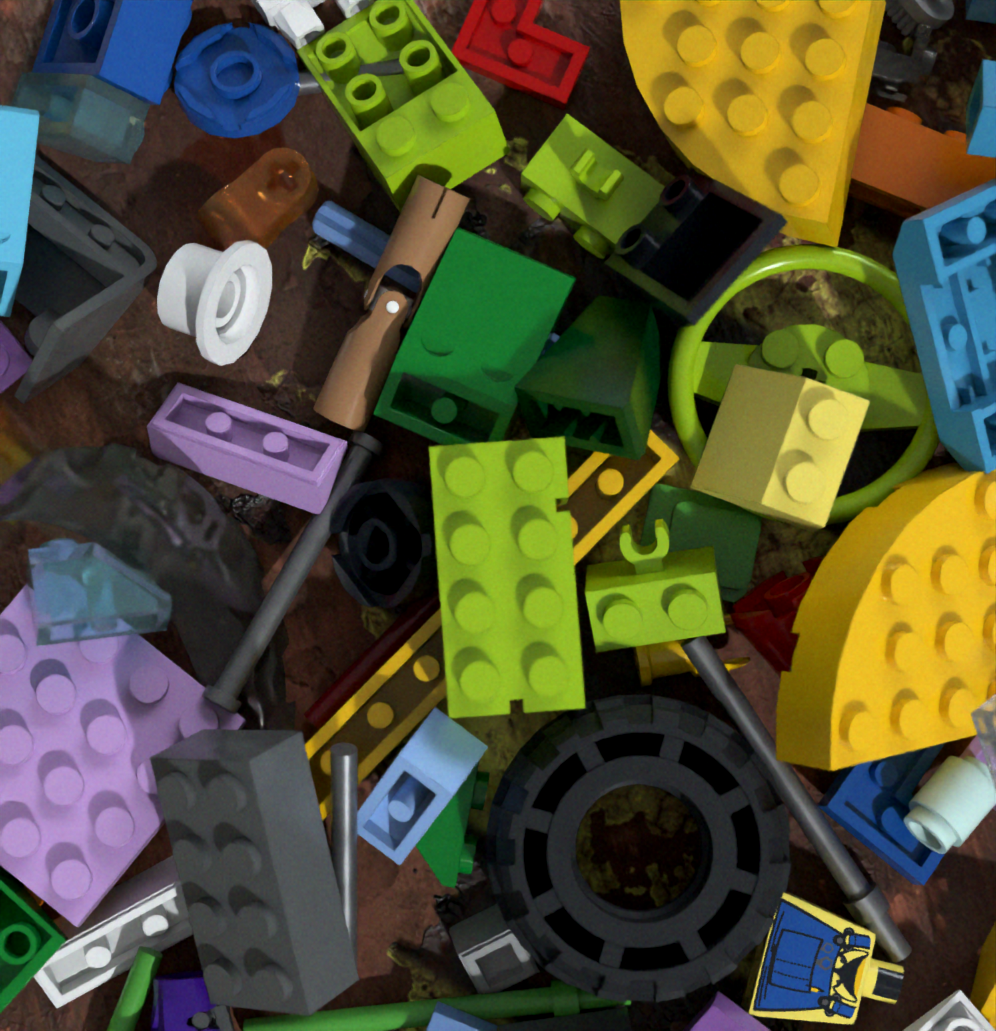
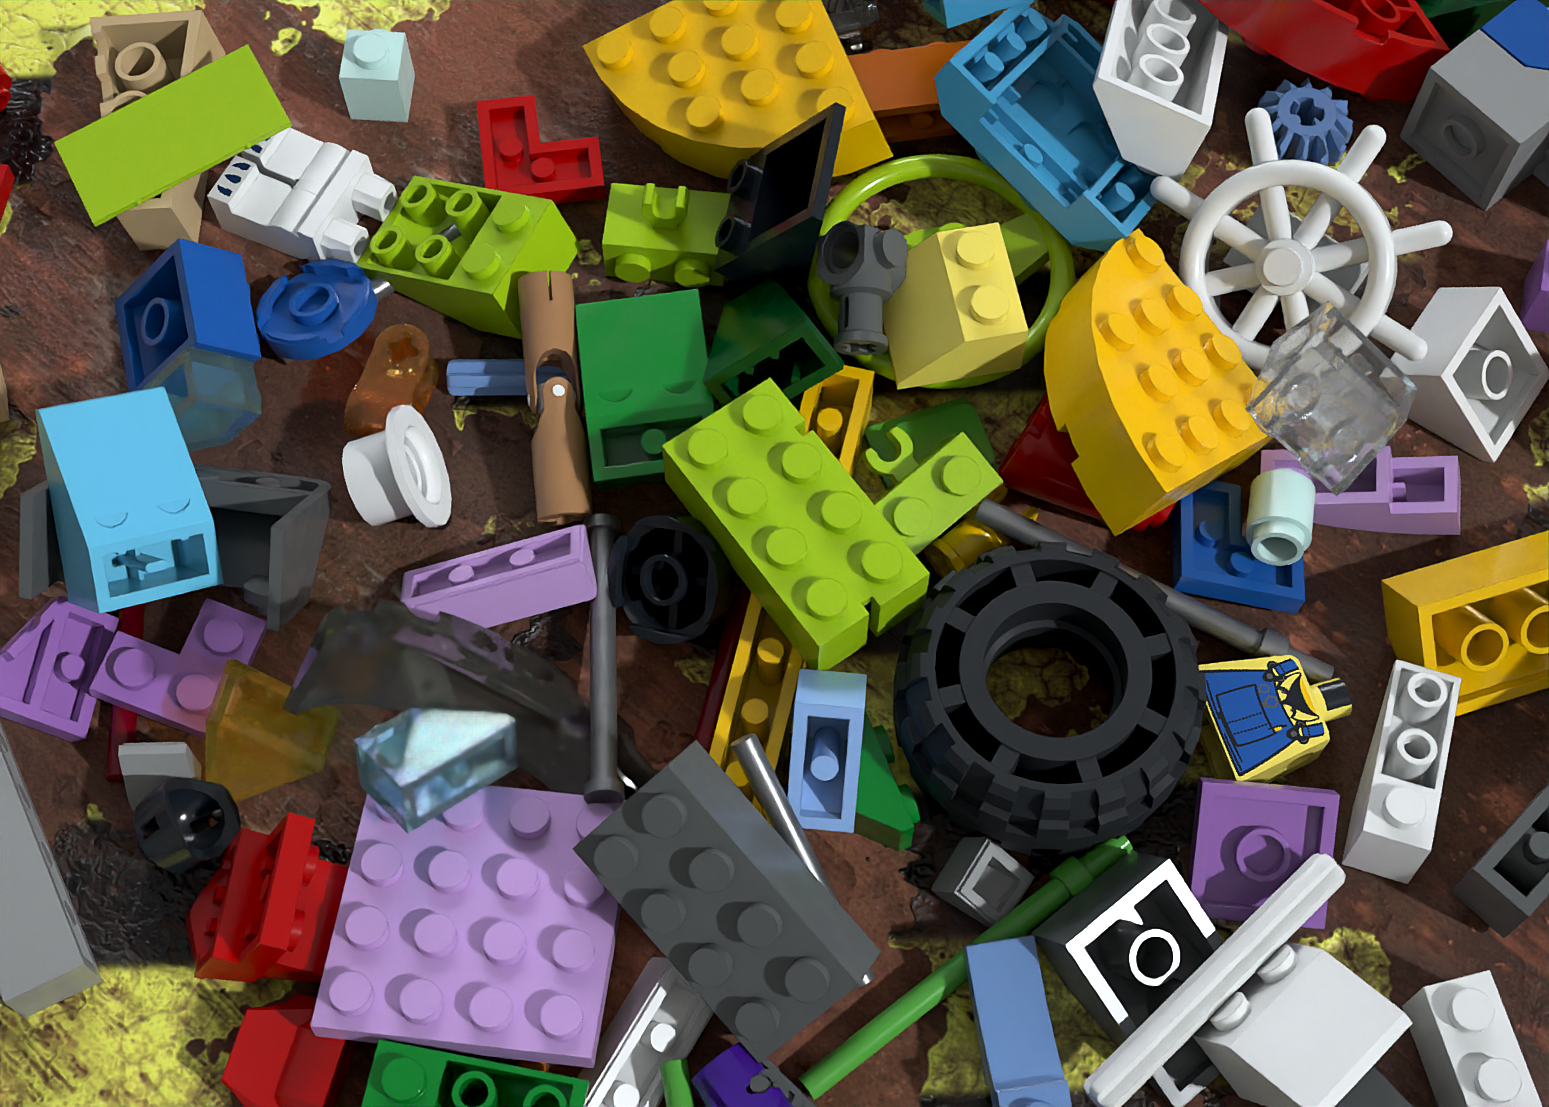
camera: 30 degrees left, 20 degrees down
(719, 365) = (862, 274): none -> dark grey connector

